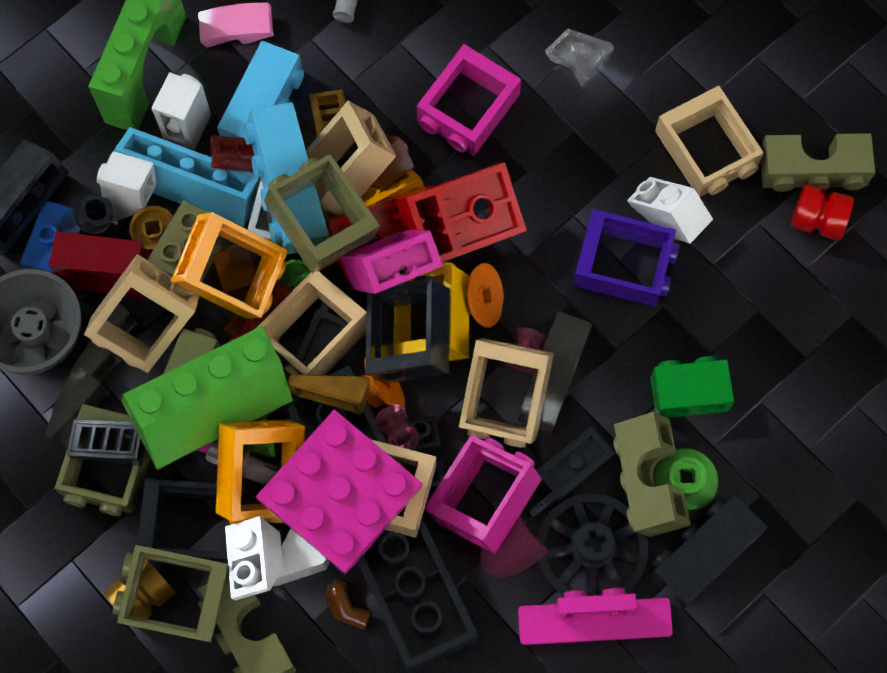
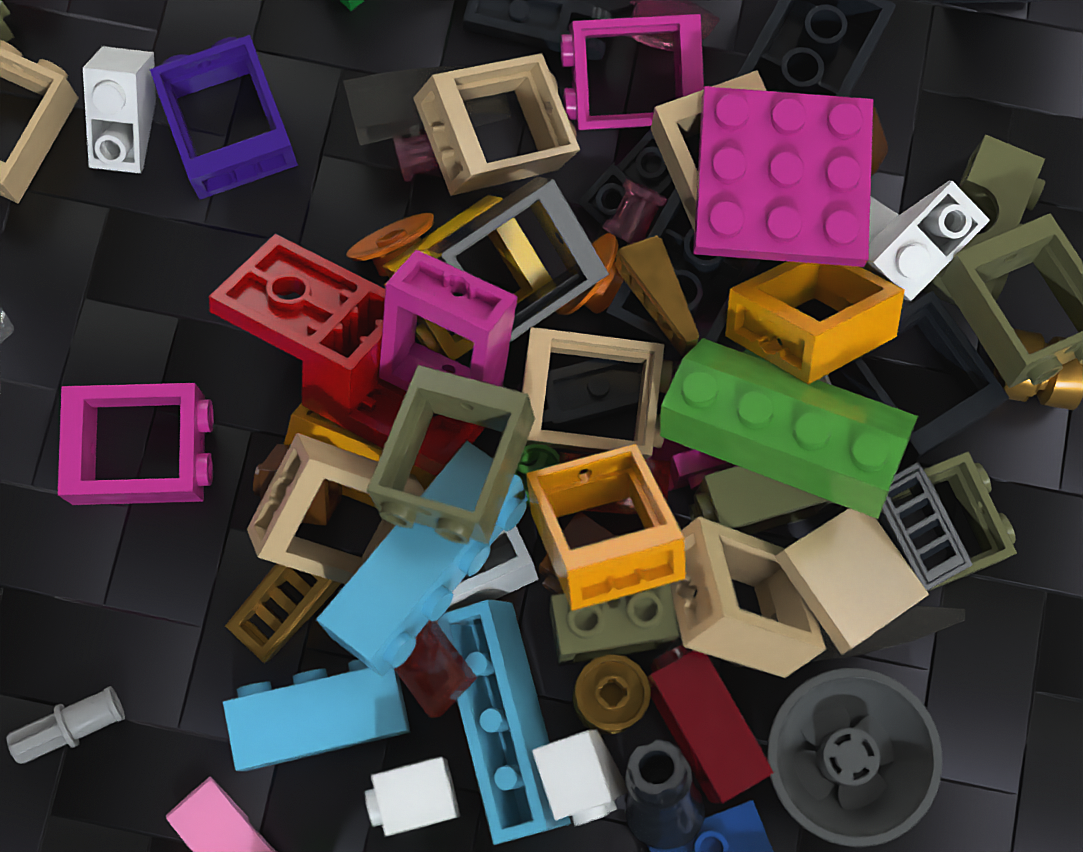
camera: 130 degrees left, 5 degrees up
(102, 377) = (851, 577): none -> tan tile

